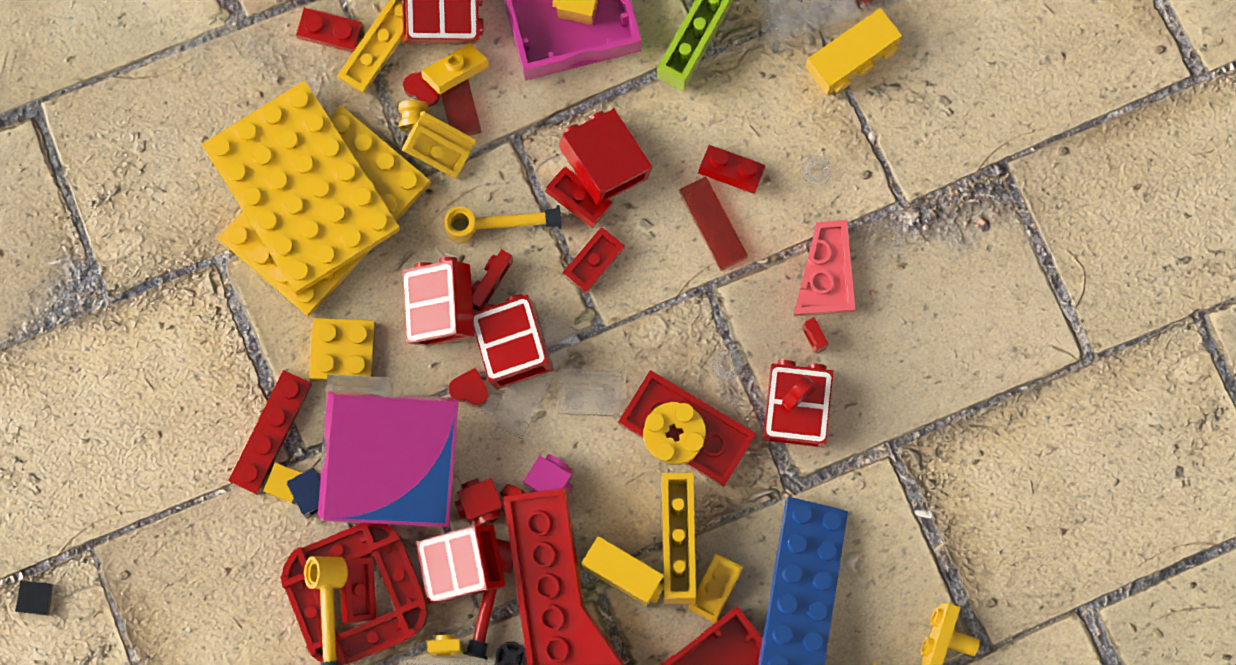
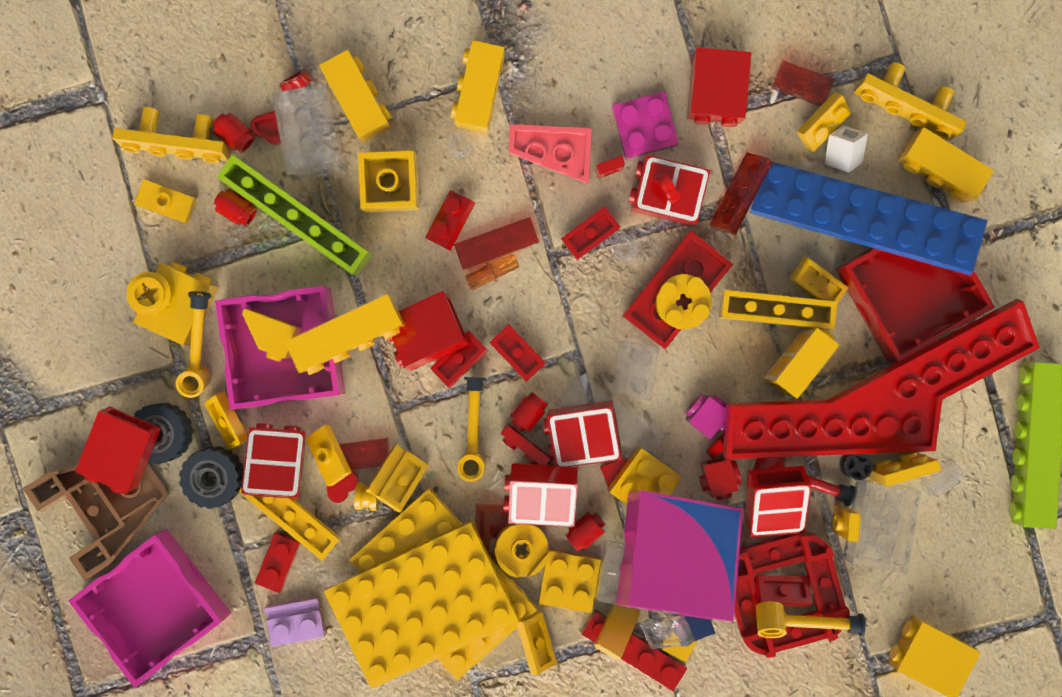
camera: 80 degrees left, 10 degrees up
(265, 56) = (295, 621): none -> lavender plate
(268, 320) = (536, 643): none -> yellow plate
(295, 406) = (617, 630): none -> yellow tile
(298, 459) = (667, 632): none -> clear plate
(355, 292) = (521, 565): none -> yellow plate
(394, 257) = (490, 522): none -> clear red slope
(401, 359) = (586, 531): none -> red brick
(475, 417) = (645, 474): none -> yellow plate
(527, 279) = (528, 412): none -> red brick
(592, 67) = (344, 334): none -> yellow brick
(680, 221) = (492, 271): none -> clear orange axle
(738, 324) = (590, 233): none -> red plate
(764, 97) = (388, 181): none -> yellow brick
(805, 485) = (741, 193): none -> clear red plate
(868, 370) = (645, 125): none -> dark pink plate
(873, 599) = (846, 148): none -> white panel
(883, 182) = (478, 86): none -> yellow brick
(900, 569) = (824, 122): none -> yellow plate
(922, 445) = (719, 86): none -> red brick
(940, 540) = (802, 83): none -> clear red plate

